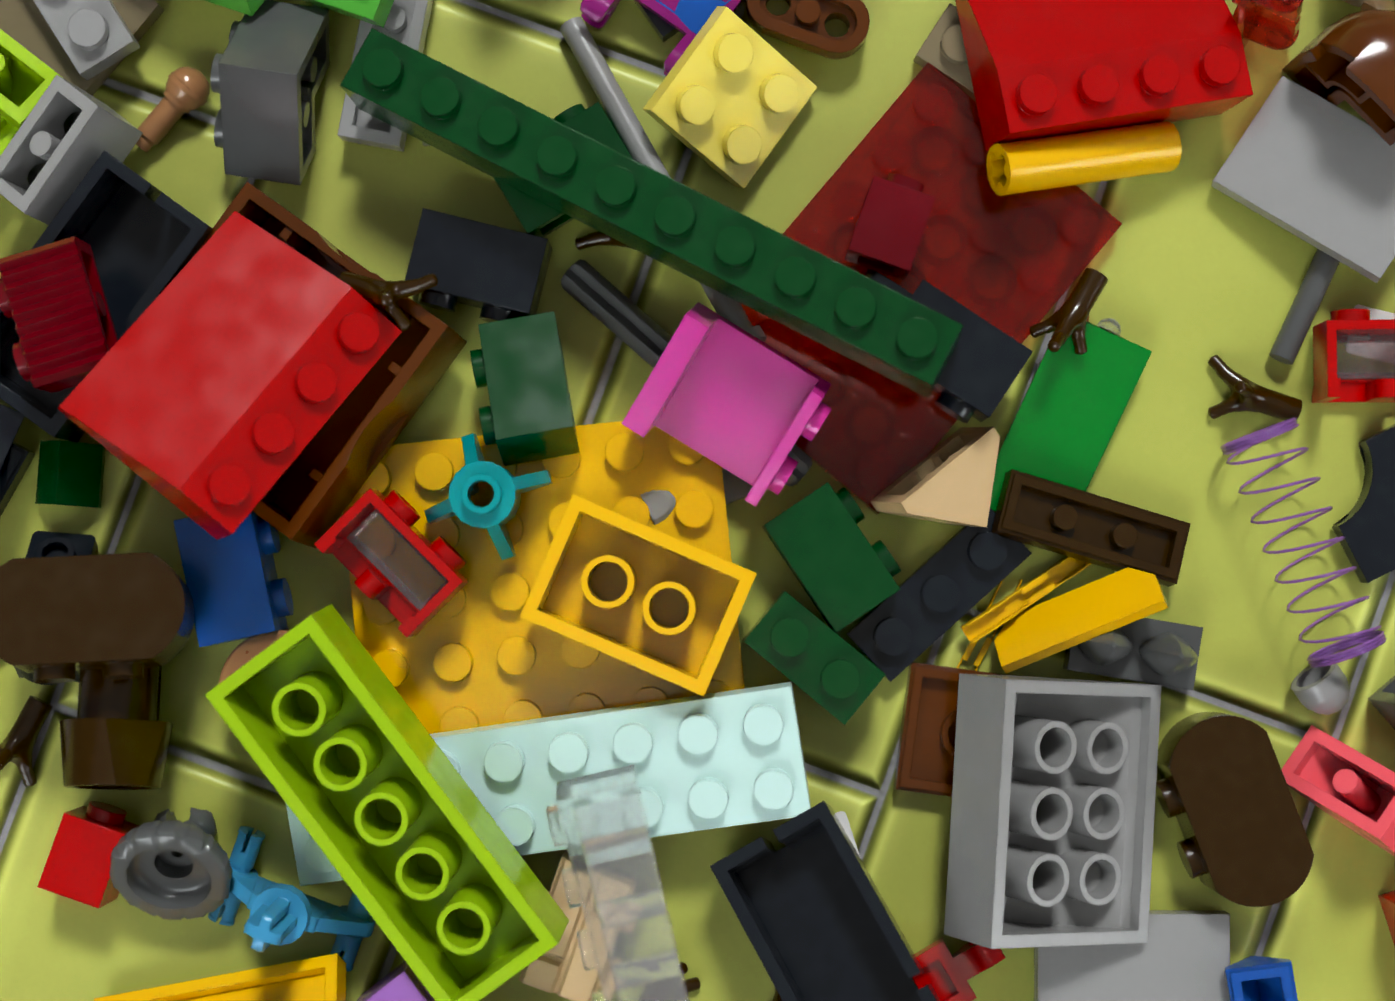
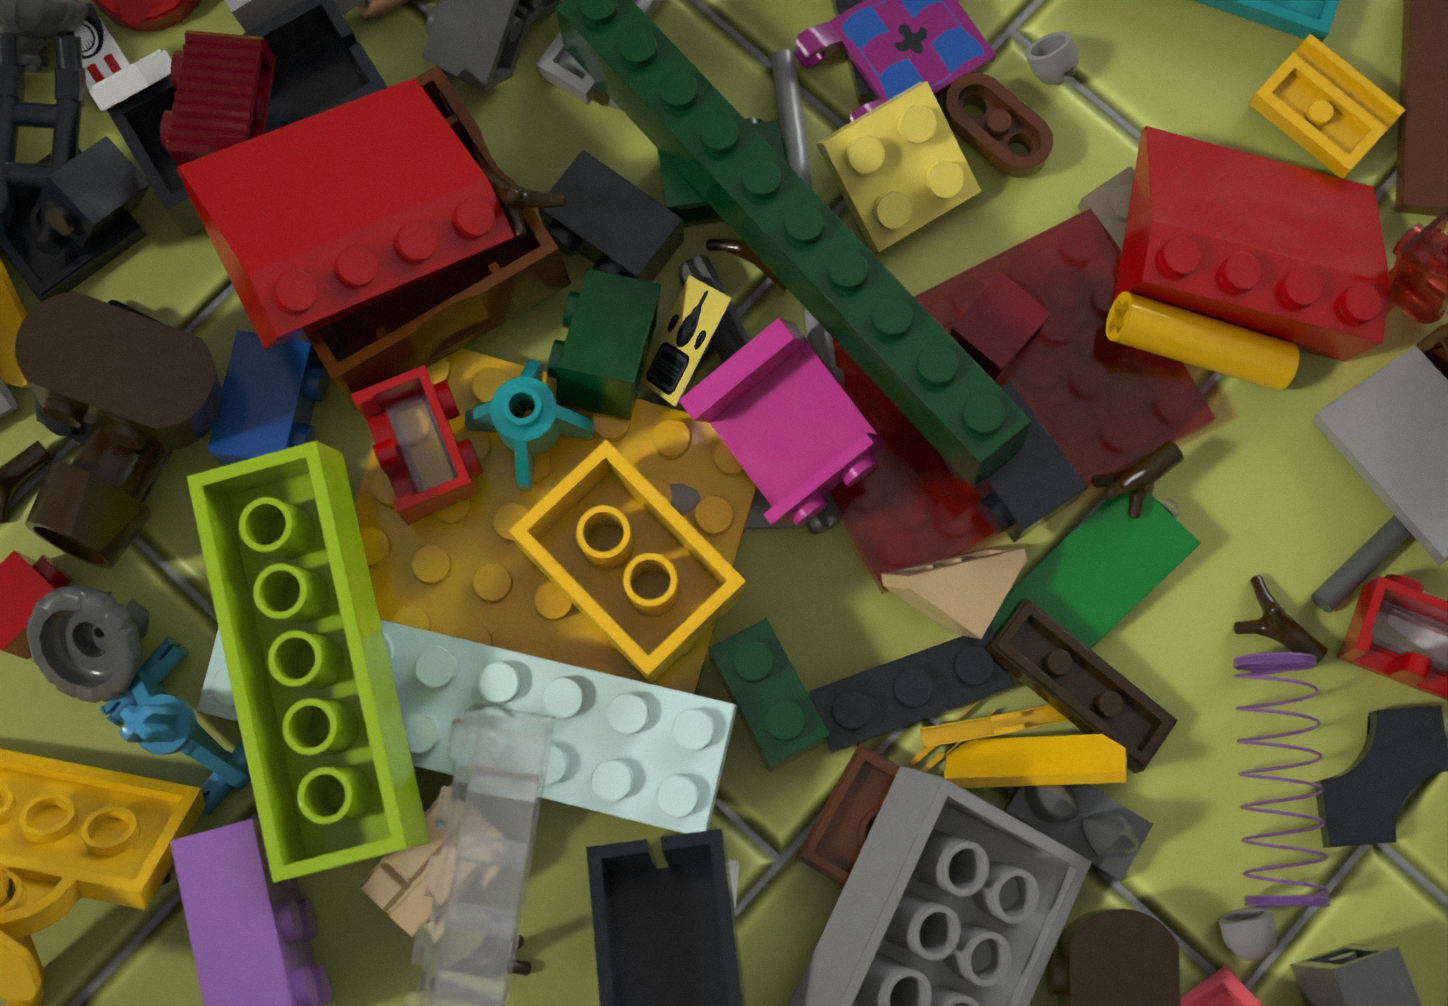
camera: 20 degrees right, 10 degrees down
(70, 473) = (169, 261): dark green slope -> none
(598, 356) = (684, 339): none -> sticker
(833, 556) = (825, 610): dark green brick -> none

